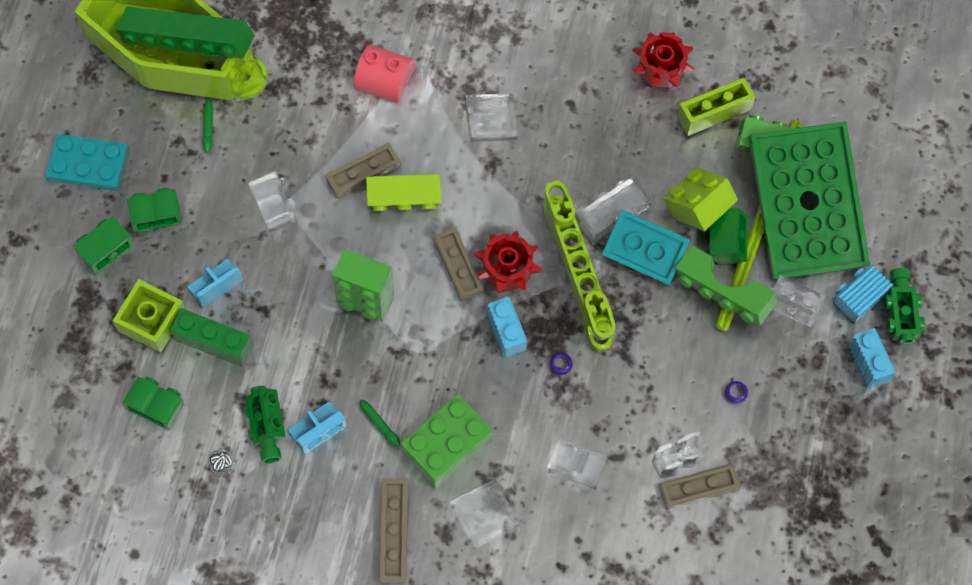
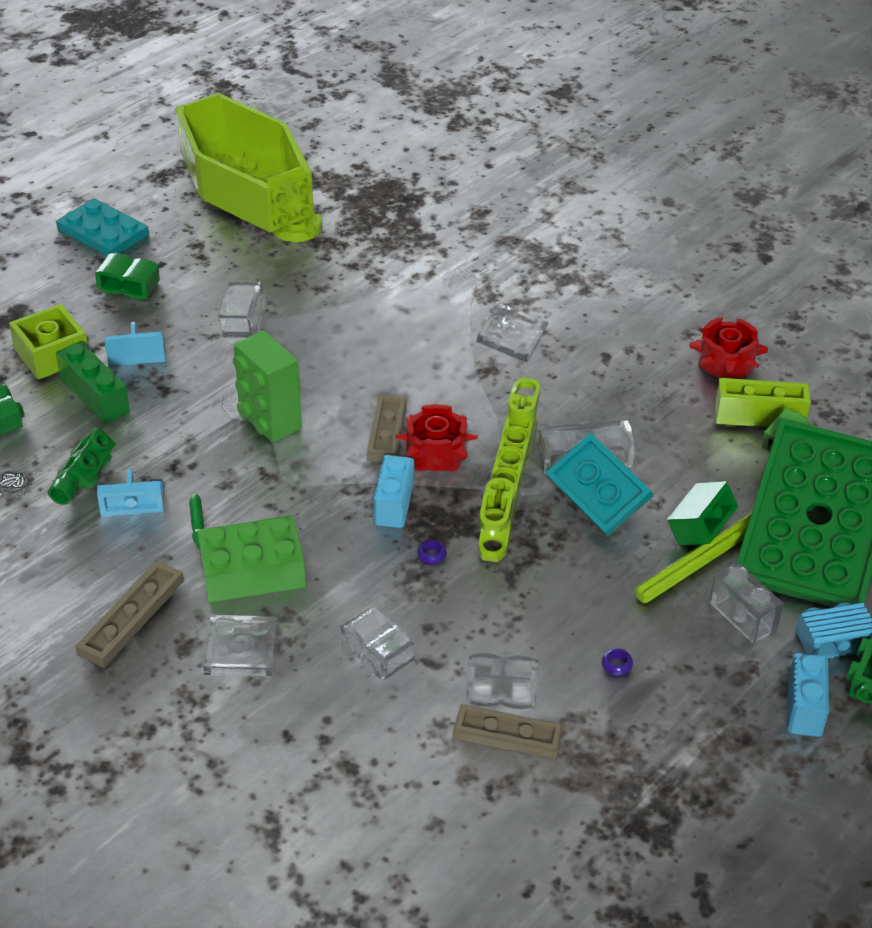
camera: 30 degrees right, 25 degrees down
(103, 245) = (59, 282): green brick -> none
(185, 32) = (260, 150): green brick -> none
(207, 140) = (232, 242): green piece -> none
(355, 172) = (351, 322): dark tan plate -> none
(383, 73) = (429, 261): coral brick -> none
(403, 191) = (375, 345): lime brick -> none
(700, 198) = (689, 463): lime brick -> none
(750, 301) = (685, 570): bright green arch -> none

